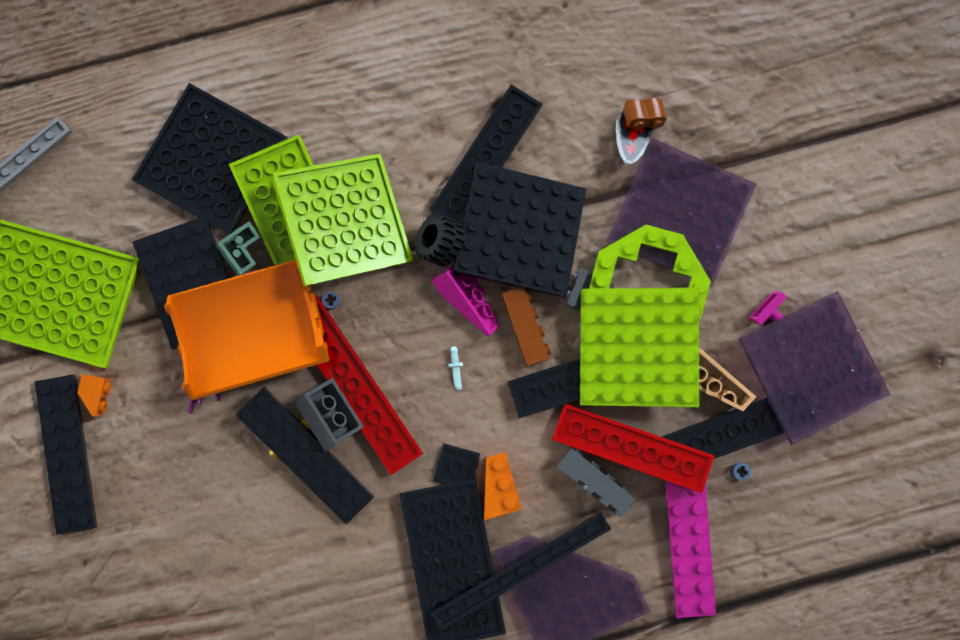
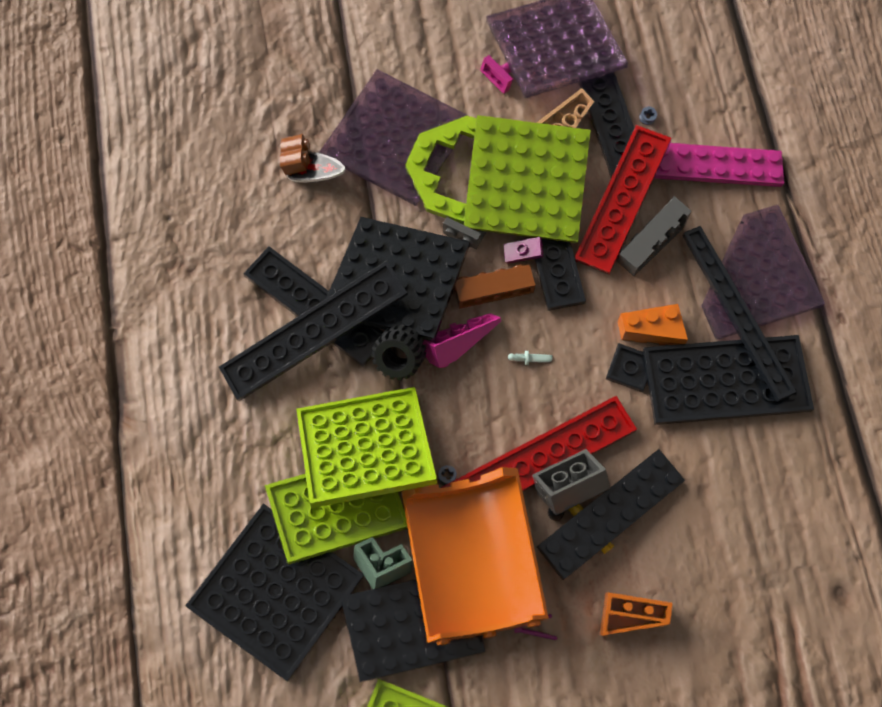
camera: 85 degrees left, 15 degrees down
(214, 481) = (632, 613): none -> orange wedge
(454, 158) = (313, 330): none -> black plate
(566, 352) = (523, 250): none -> plate

